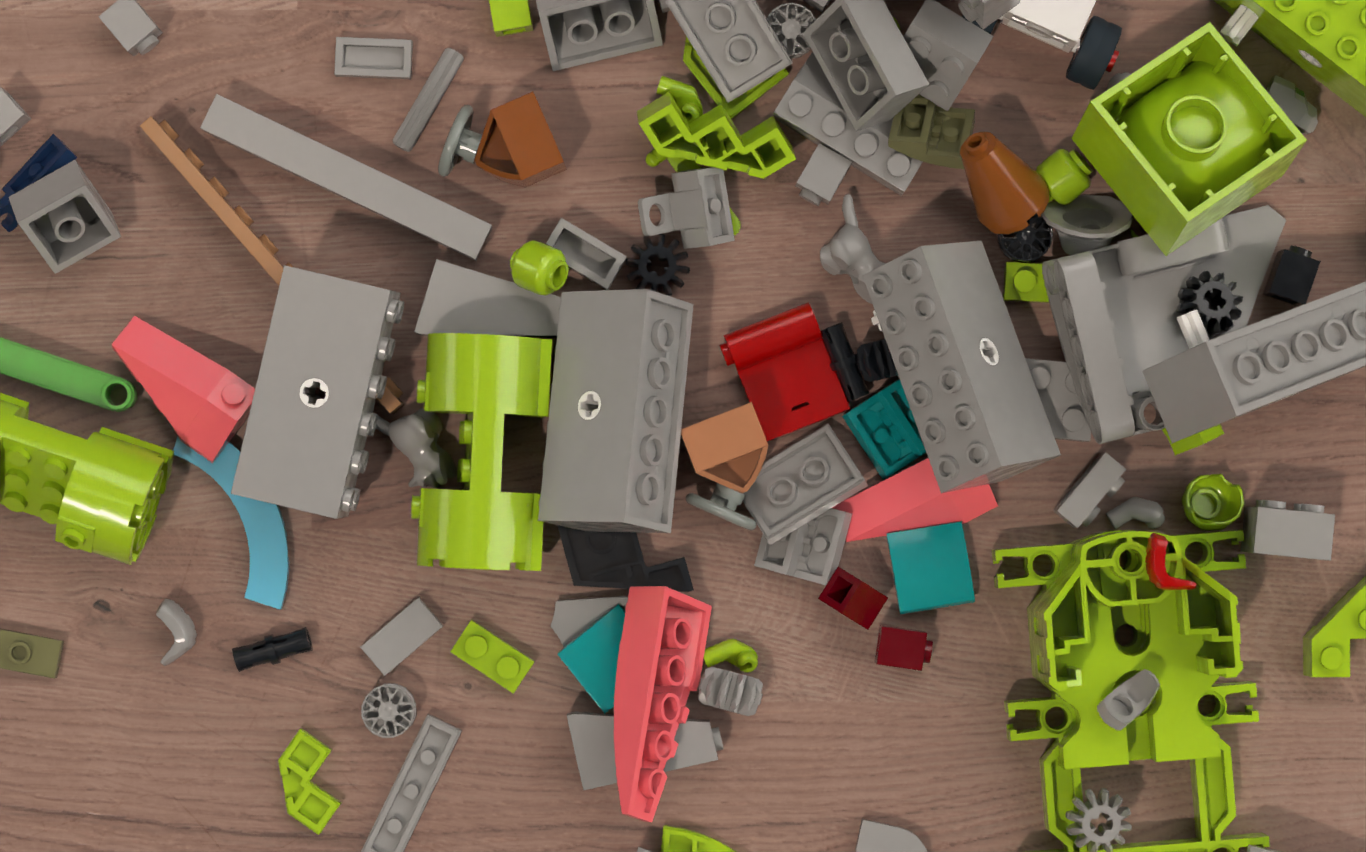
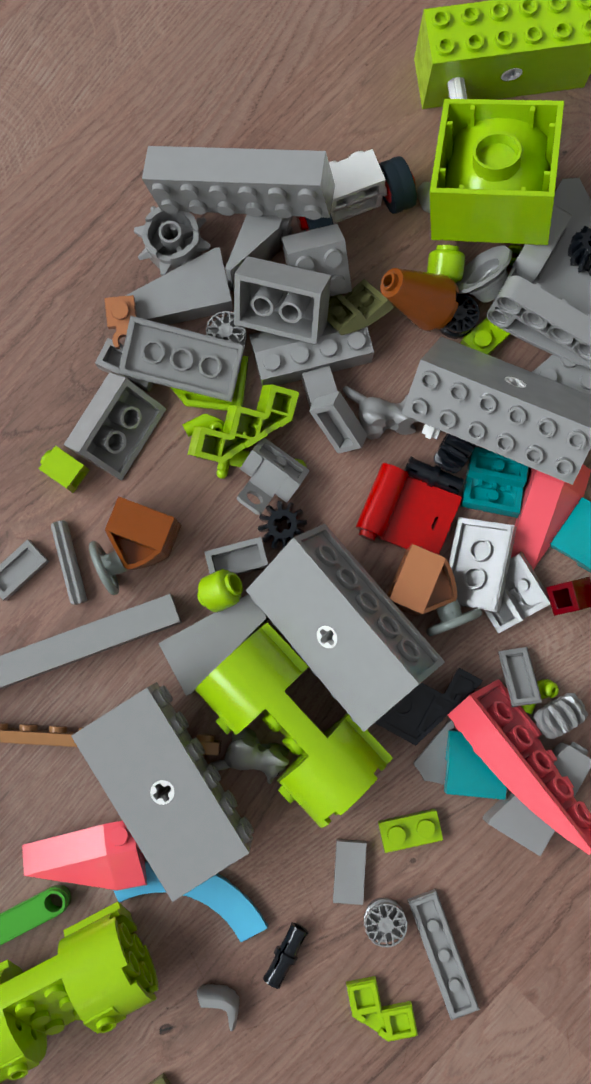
camera: 45 degrees left, 5 degrees down
(730, 621) = (519, 677): none -> light grey tile
(804, 223) = (338, 422): none -> light grey piece

